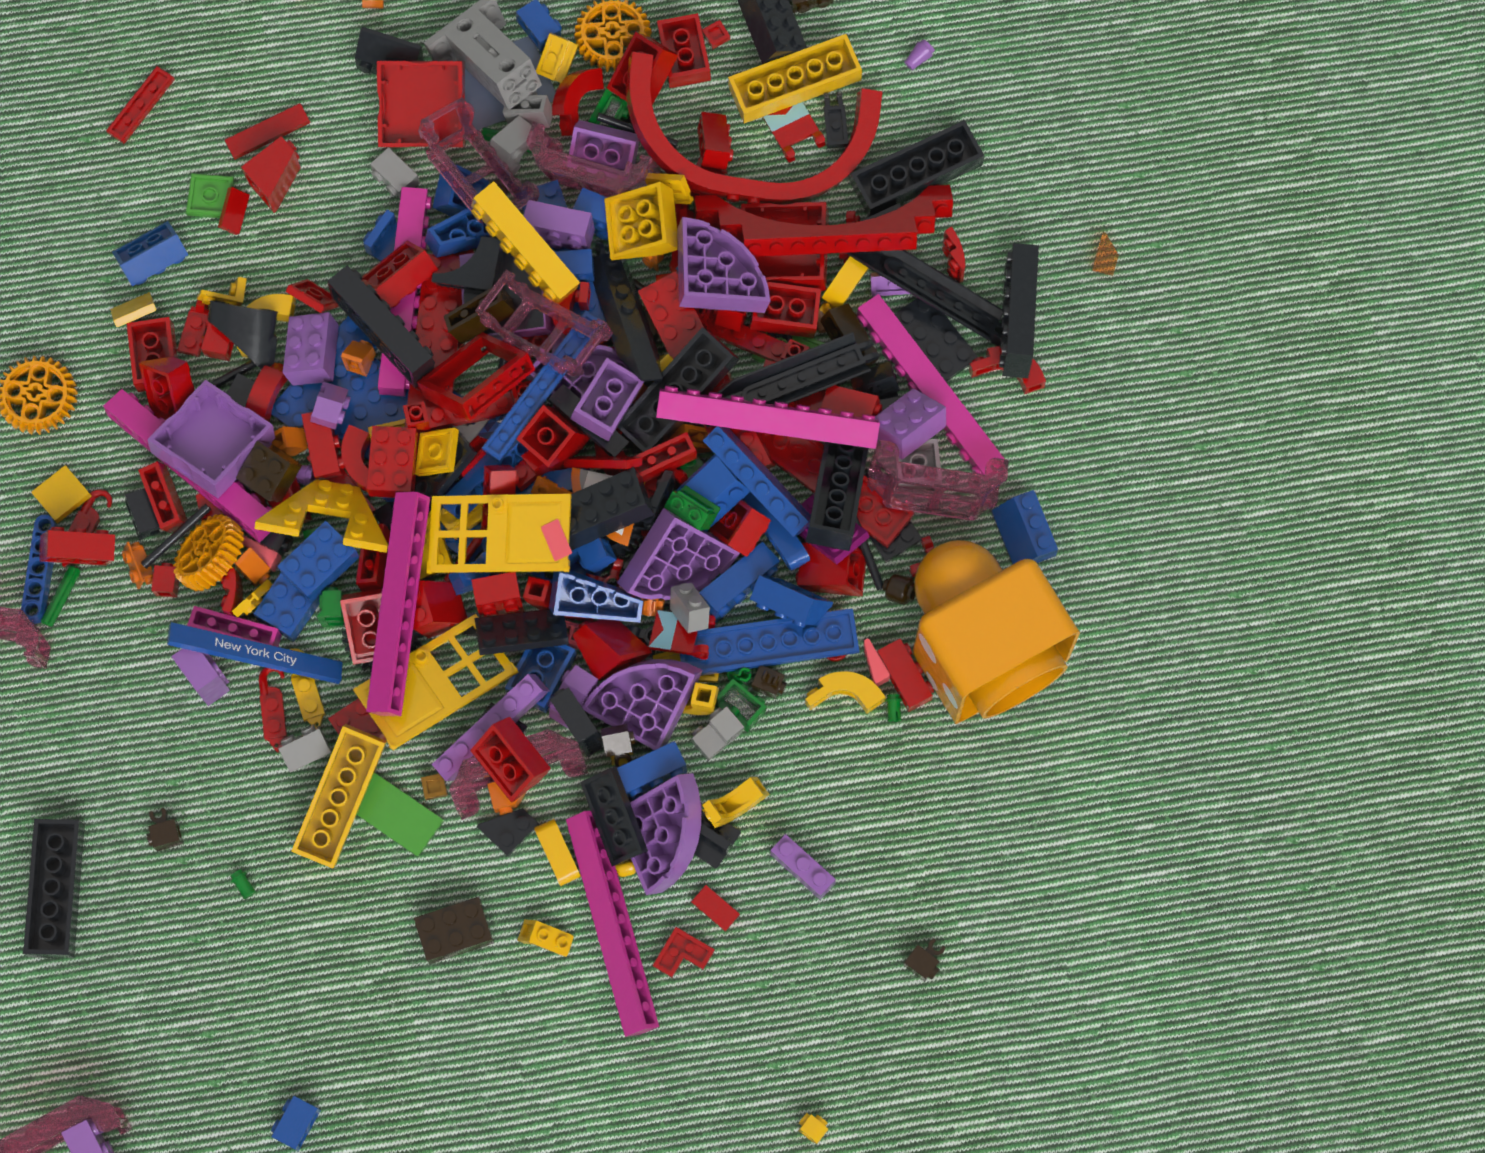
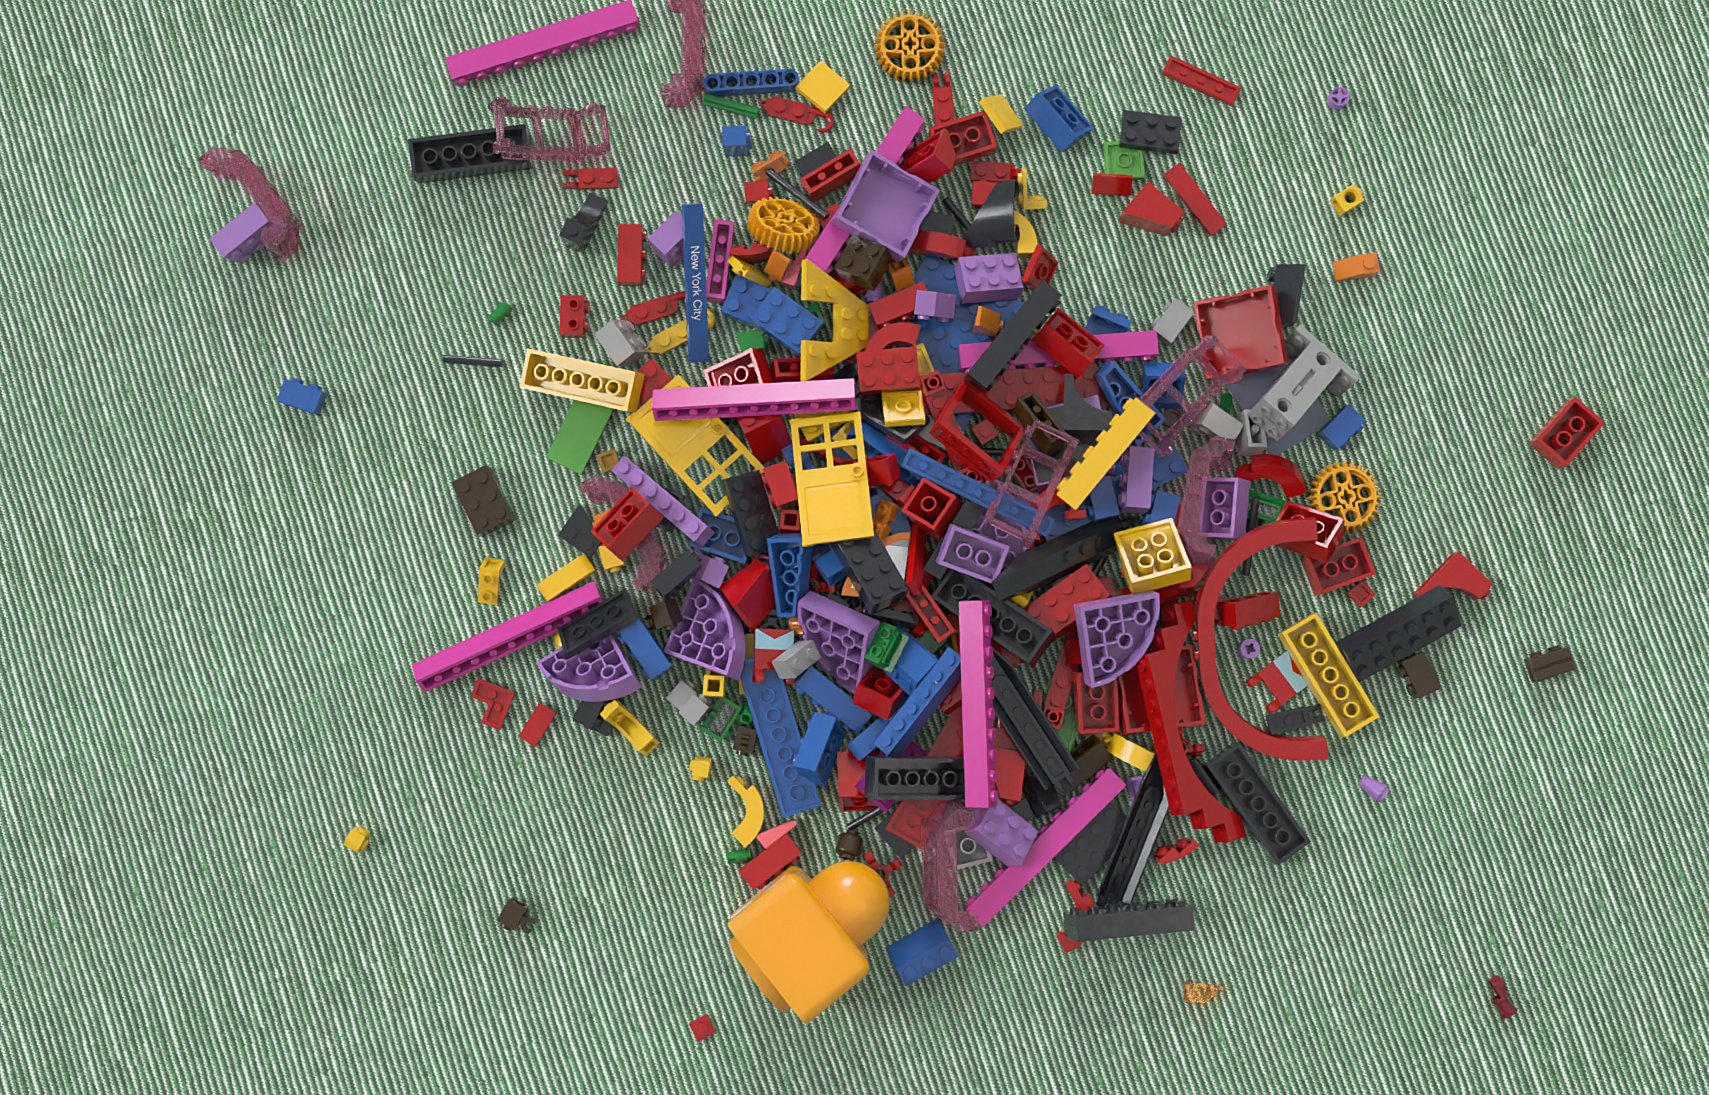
camera: 80 degrees right, 10 degrees up
(62, 828) = (503, 108): none -> clear pink windscreen
(77, 546) = (770, 109): red brick -> none
(103, 592) = (736, 141): none -> blue brick
(104, 371) = (942, 100): none -> red hinge
(110, 759) = (592, 178): none -> red hinge
(160, 774) = (580, 229): none -> black arch
(164, 833) = (534, 238): dark brown brick -> none
(185, 163) = (1150, 132): none -> black plate
(206, 728) = (631, 255): none -> red brick
(263, 801) = (573, 316): none -> red brick
(291, 924) = (472, 360): none -> black bar
(475, 376) = (984, 432): none -> red brick
(491, 426) = (938, 454): dark blue sticker -> none
(542, 797) = (610, 561): none -> yellow brick
(556, 58) = (1310, 449): yellow plate -> none
(556, 540) = (829, 530): coral sticker -> none
(676, 182) = (1197, 581): yellow plate -> none
(755, 157) = (1245, 647): none -> medium lavender wheel
(792, 735) = (700, 768): none -> yellow plate
(802, 867) = (582, 796): medium lavender brick -> none
(1074, 776) = (702, 1027): none -> red plate

